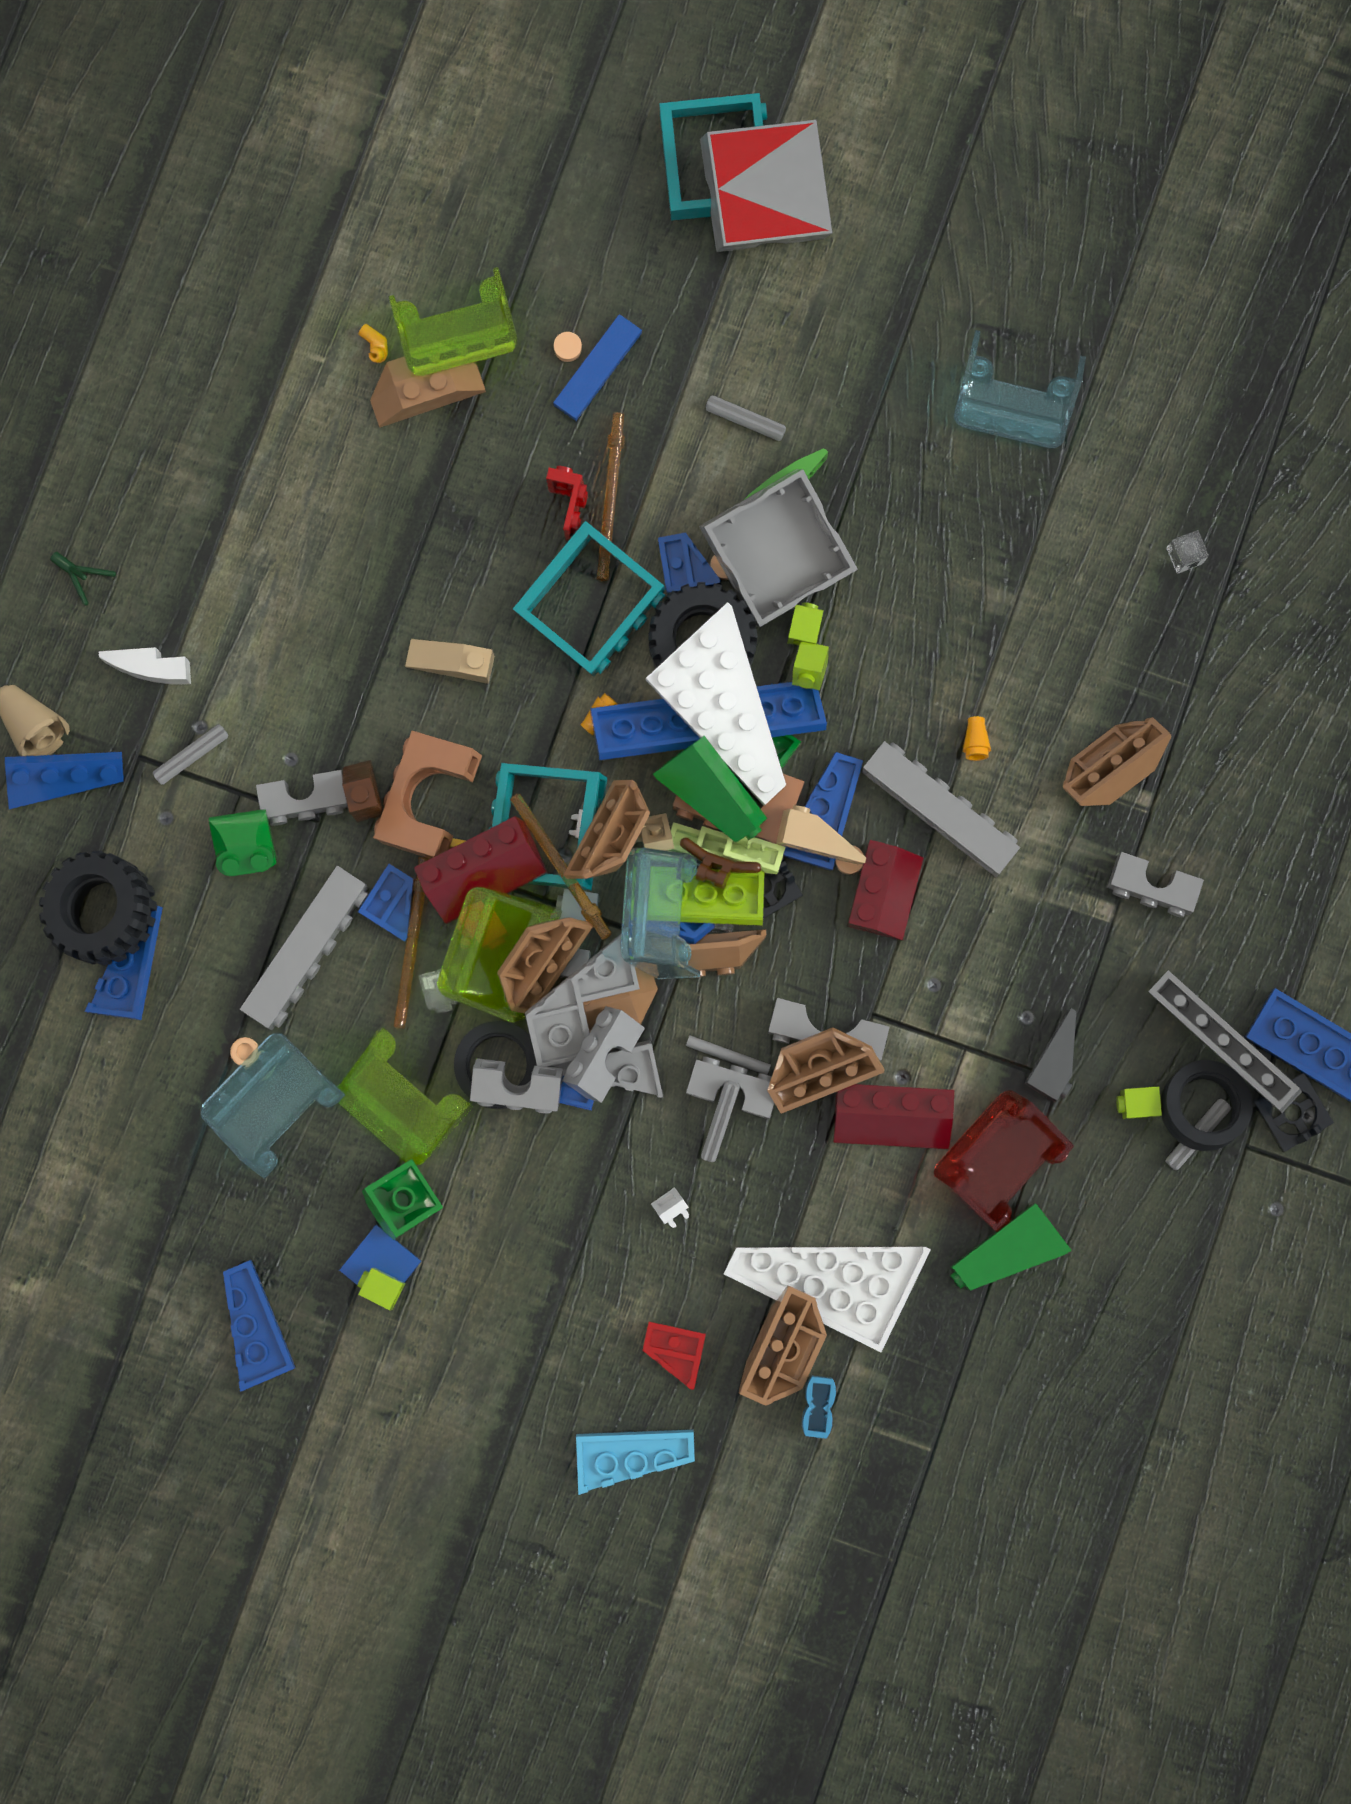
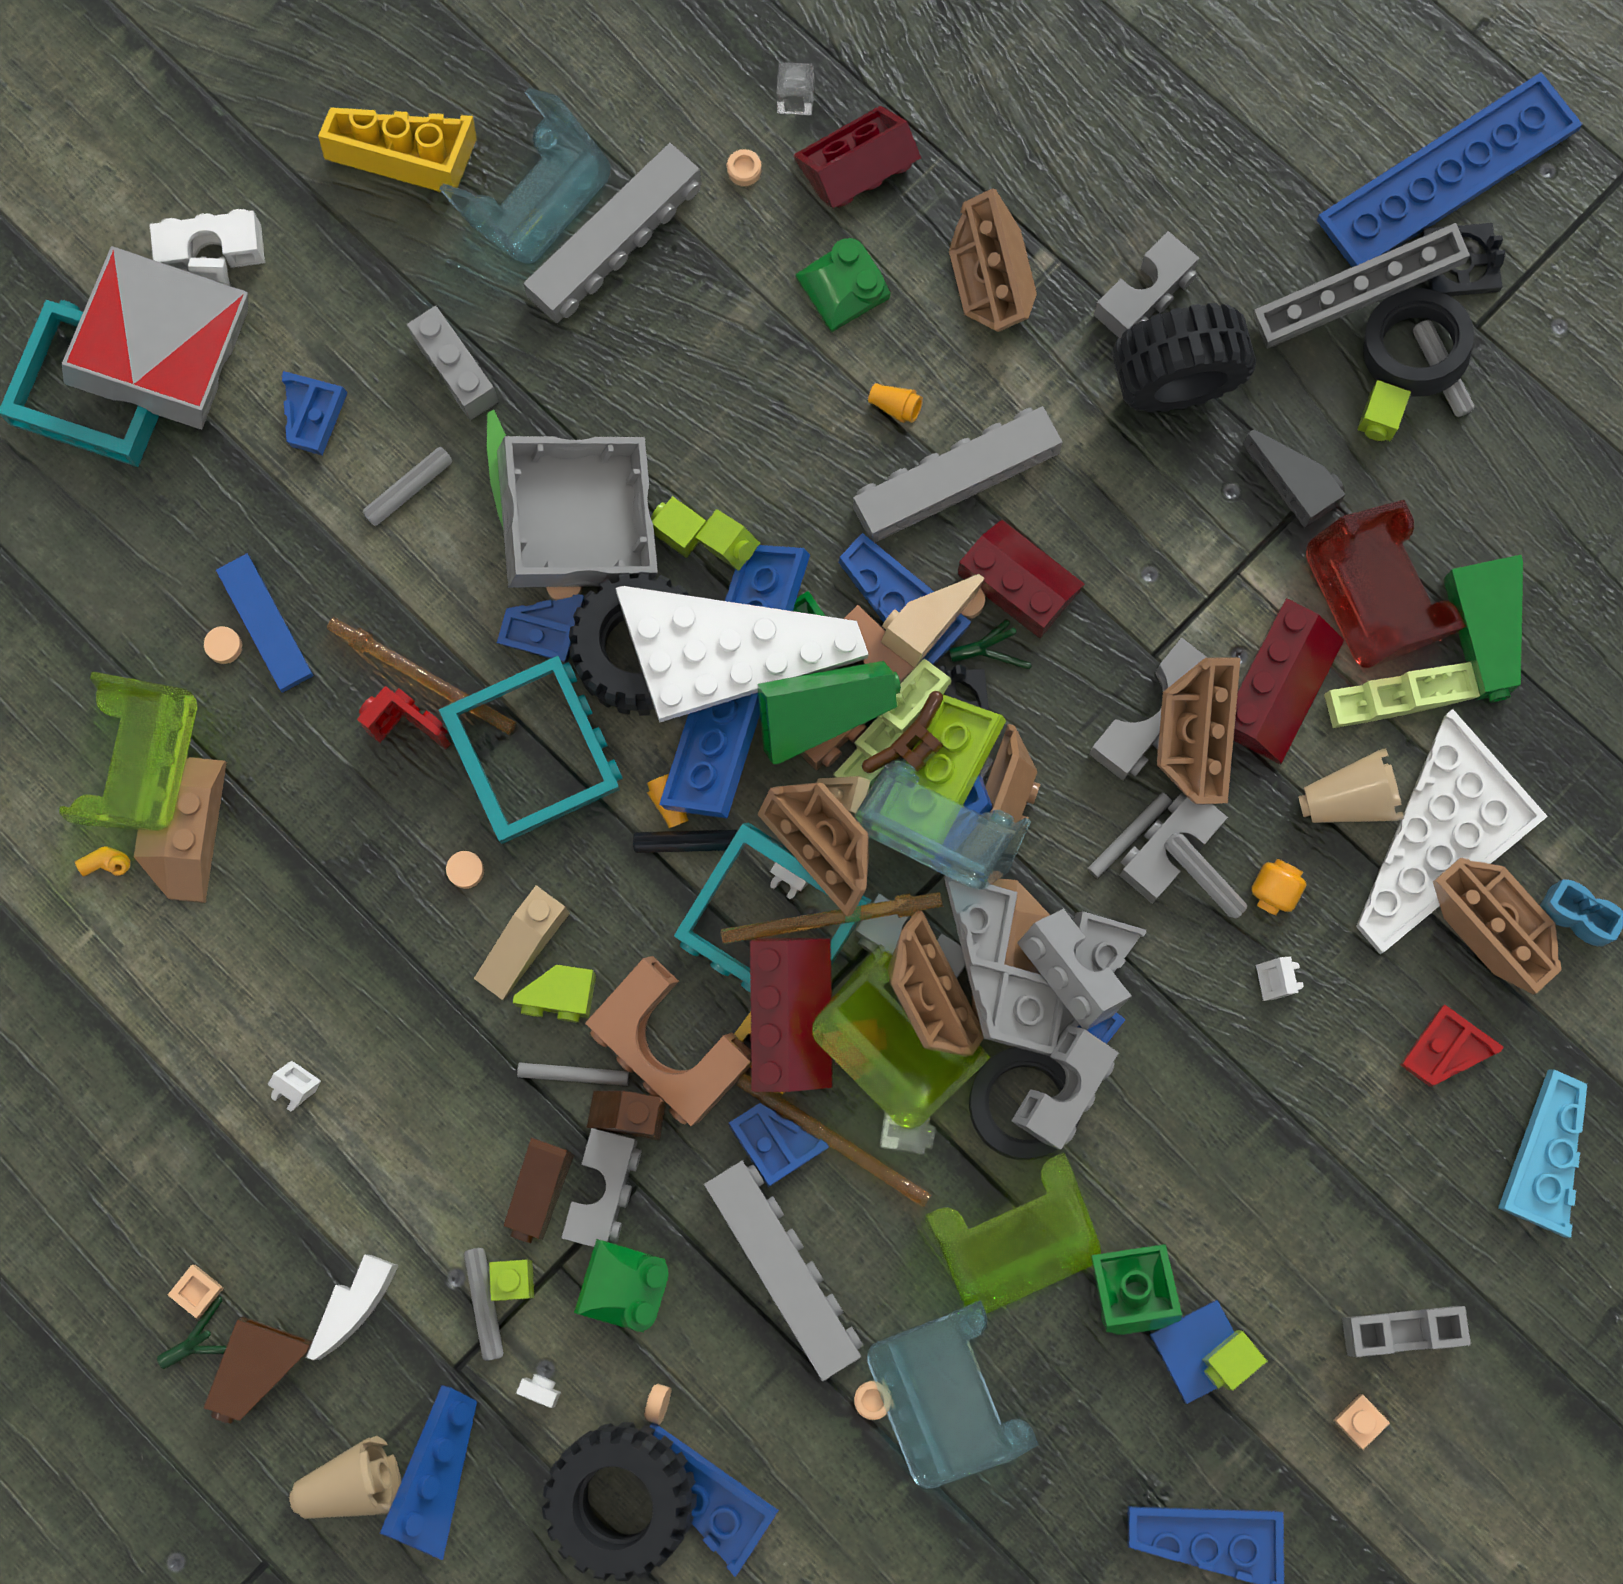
camera: 65 degrees left, 5 degrees down
(77, 617) = (251, 1367): none -> reddish brown slope
(110, 555) = (195, 1291): none -> light nougat plate
(148, 820) = (539, 1390): none -> white plate
(175, 904) = (657, 1404): none -> light nougat tile
(213, 765) = (511, 1280): none -> lime brick
(280, 551) = (294, 1084): none -> white tile
(283, 753) = (537, 1190): none -> reddish brown slope
(375, 740) = (573, 1074): none -> light grey bar
(382, 1399) = (1361, 1421): none -> light nougat plate
(428, 703) = (559, 991): none -> lime slope
(457, 1401) = (1406, 1331): none -> light grey arch
(485, 595) = (465, 869): none -> light nougat tile
(575, 737) = (682, 841): none -> black axle
(737, 1178) = (1278, 887): none -> light orange head
(768, 322) = (311, 411): none -> blue wing
(818, 886) = (979, 648): none -> dark green plant
(832, 1204) = (1355, 793): none -> tan cone
(838, 198) = (210, 268): none -> white tile
(849, 163) = (237, 232): none -> white arch
(851, 404) = (453, 362): none -> light grey arch
(926, 1208) = (1402, 694): none -> yellowish green slope
(1001, 291) = (400, 145): none -> yellow wedge
(1009, 473) = (613, 233): none -> light grey brick
(1051, 659) = (843, 283): none -> green slope
(1100, 933) = (1184, 357): none -> black tyre
(1109, 543) = (744, 167): none -> light nougat tile
(1156, 623) = (858, 156): none -> dark red slope

